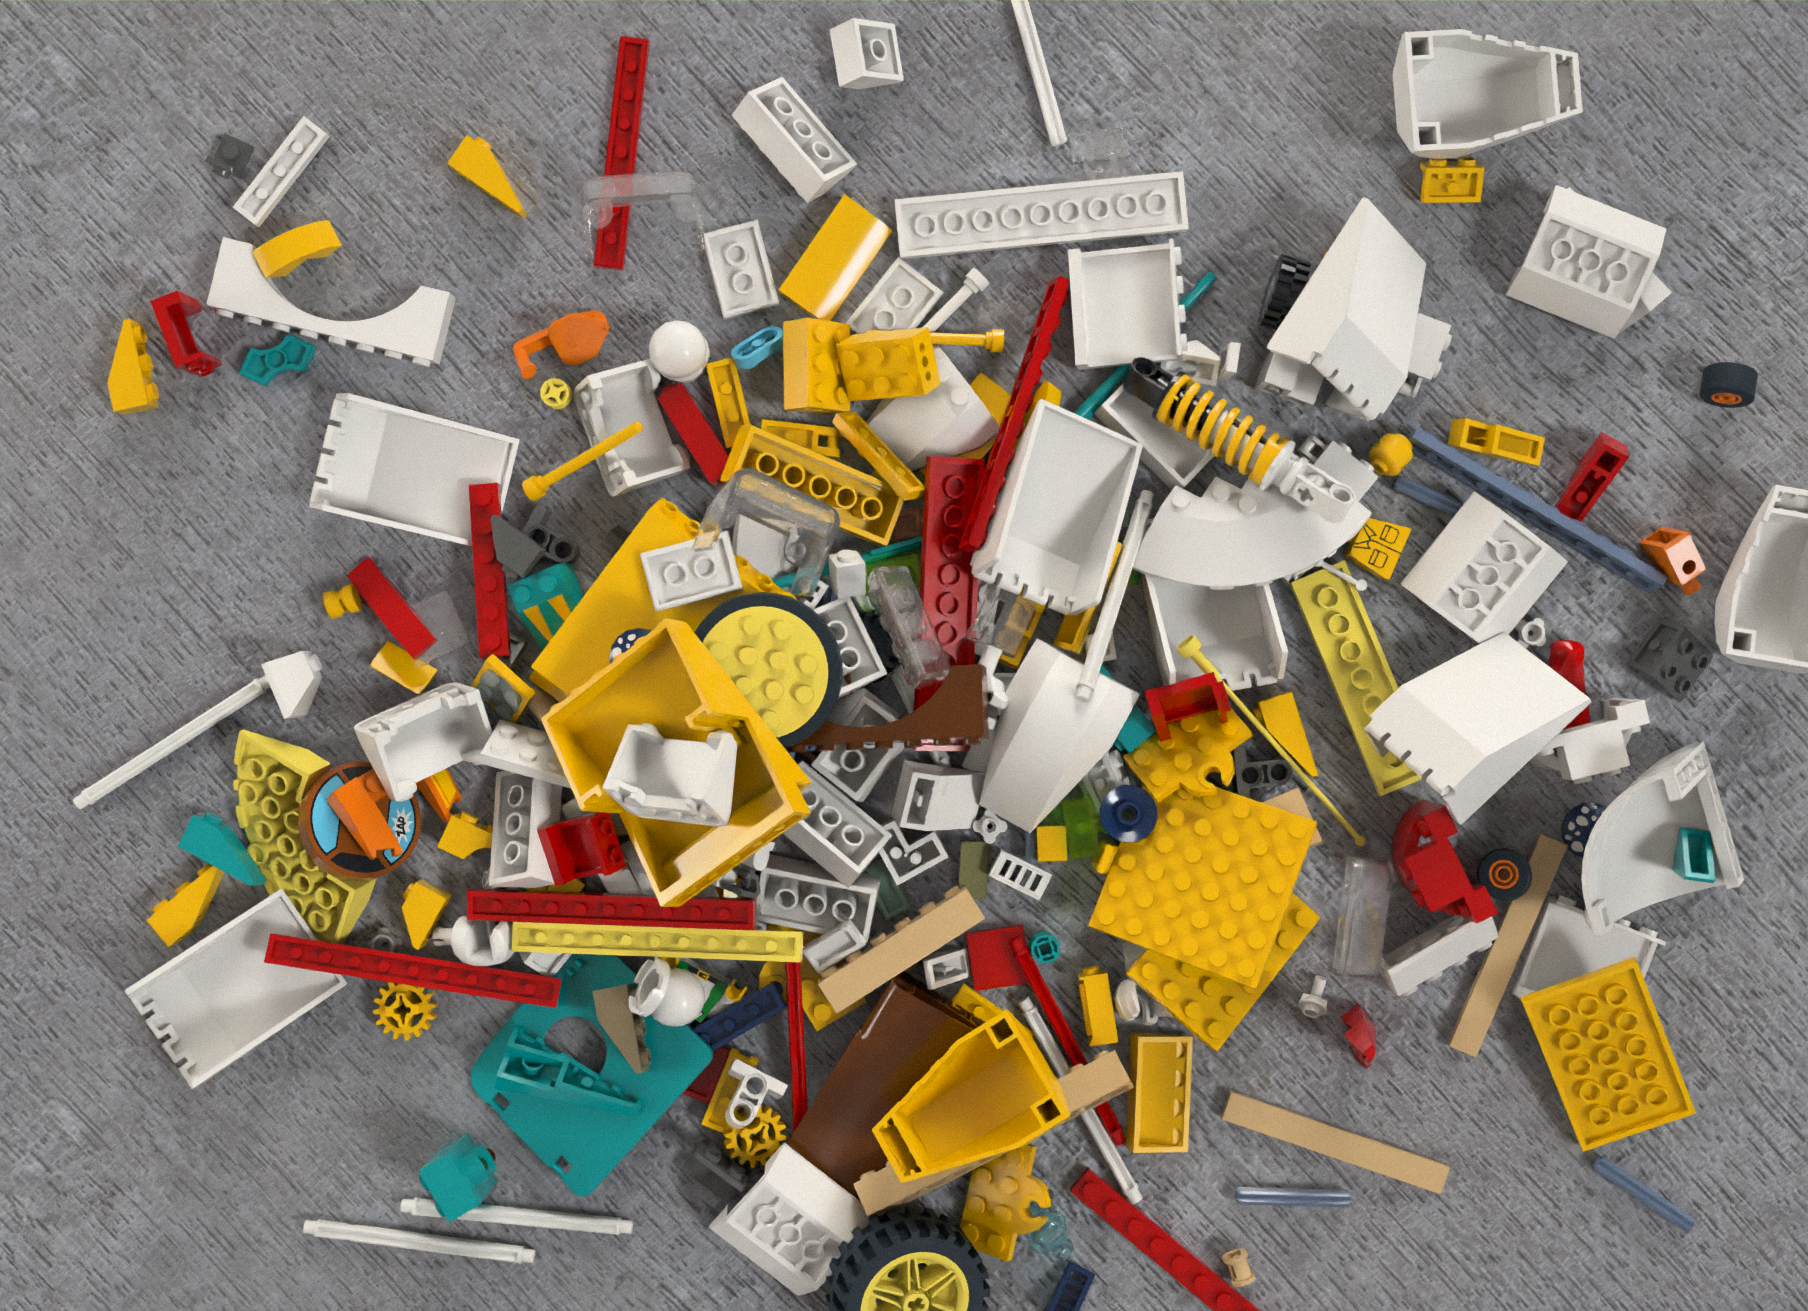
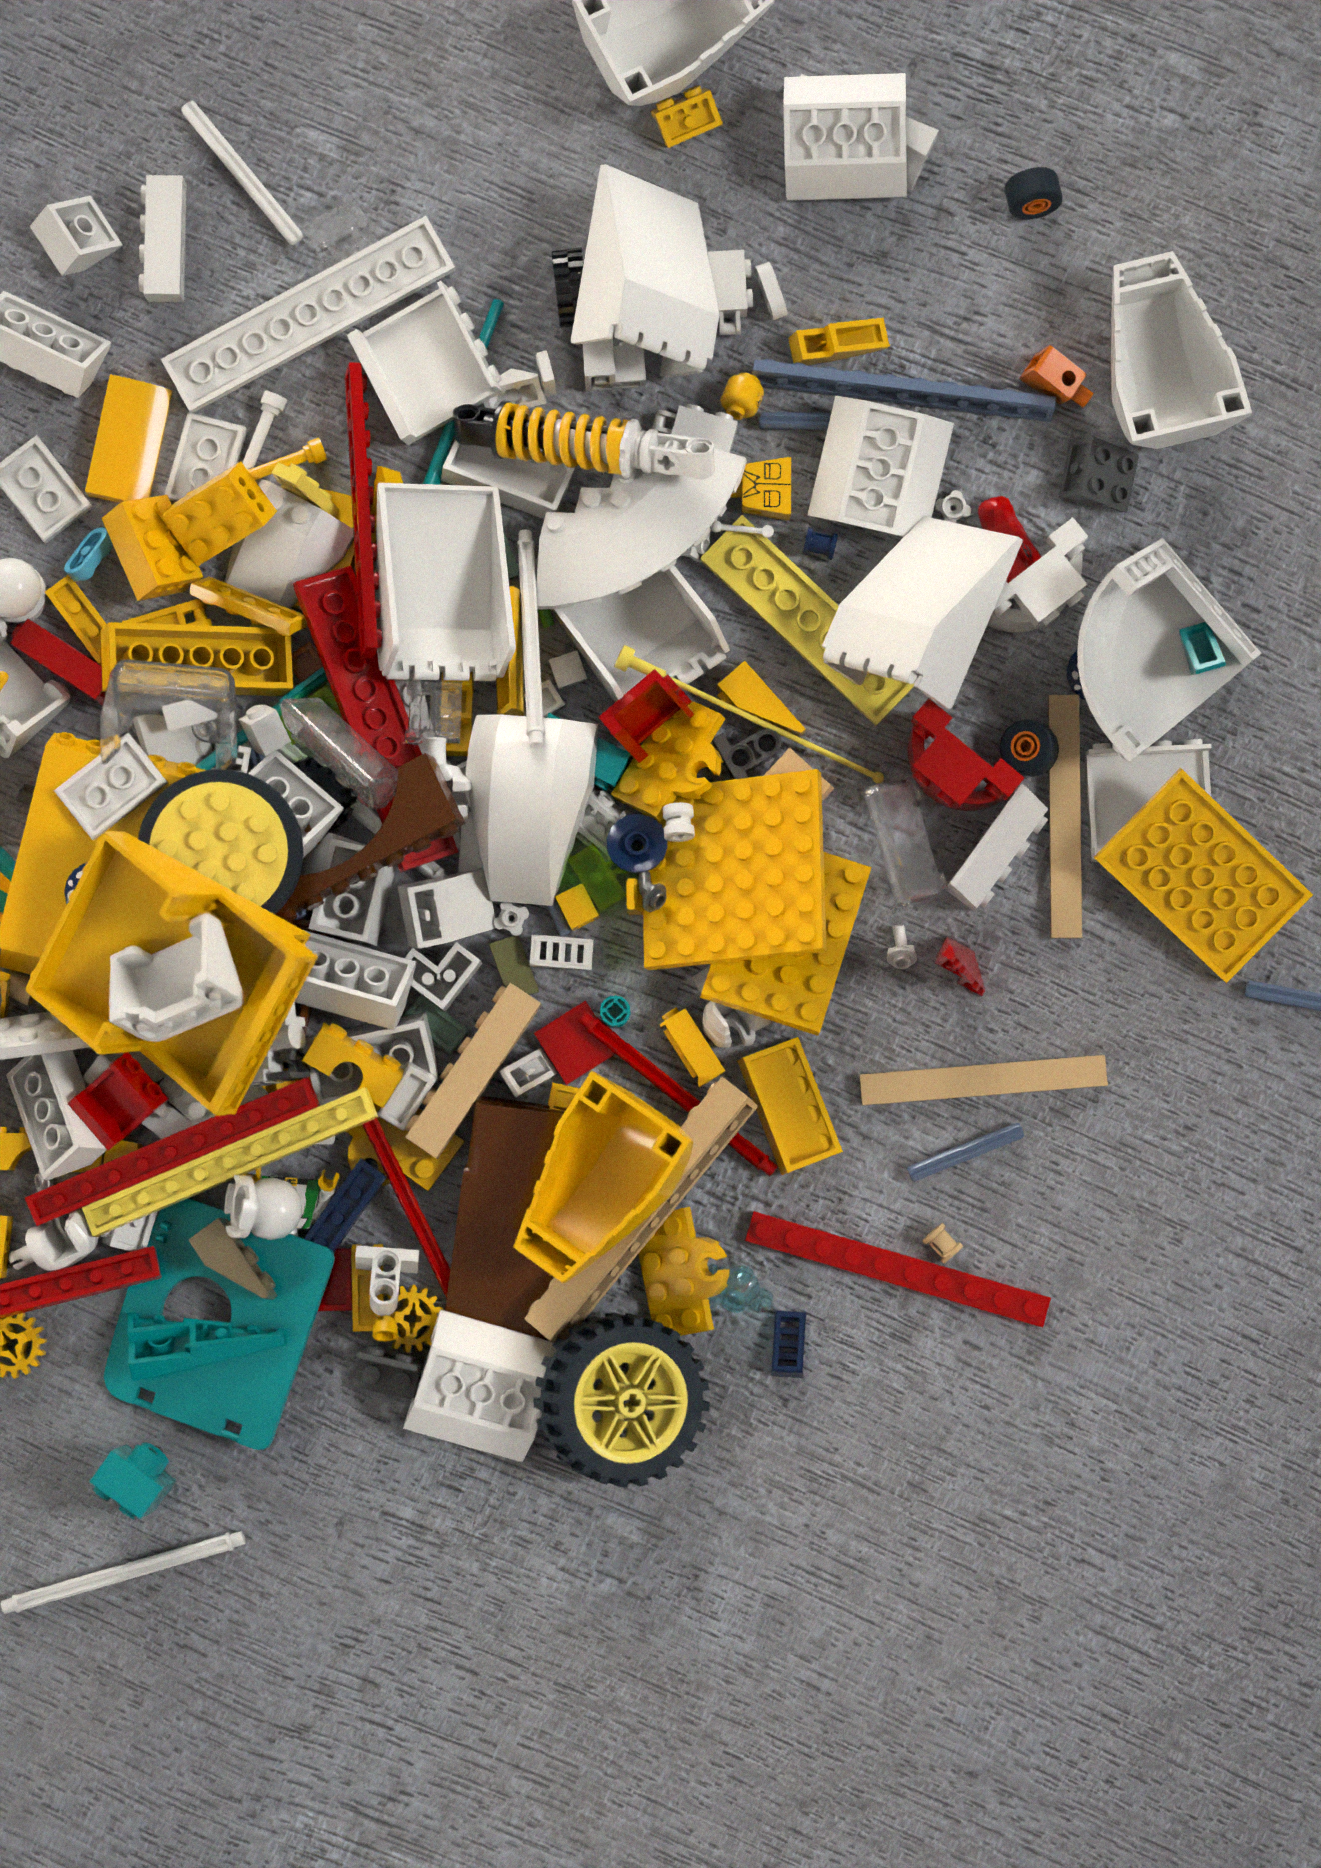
camera: 20 degrees left, 5 degrees down
(526, 1217) = (209, 1505): white piece -> none
(730, 1140) = (385, 1329): none -> yellow hinge
(784, 533) = (186, 714): none -> white sticker
(789, 882) = (334, 1047): none -> yellow arch
(943, 91) = (164, 238): none -> white brick
(971, 369) = (296, 482): none -> light yellow wing
(1090, 1118) = (727, 1156): white piece -> none
(1123, 868) = (653, 895): none -> dark grey plate
(1132, 629) = (568, 670): none -> white tile
(1174, 813) = (678, 821): none -> white wheel
(1401, 614) = (820, 543): none -> dark blue bush
(1456, 371) = (771, 291): none -> white beam
(1592, 476) = (944, 335): red slope -> none

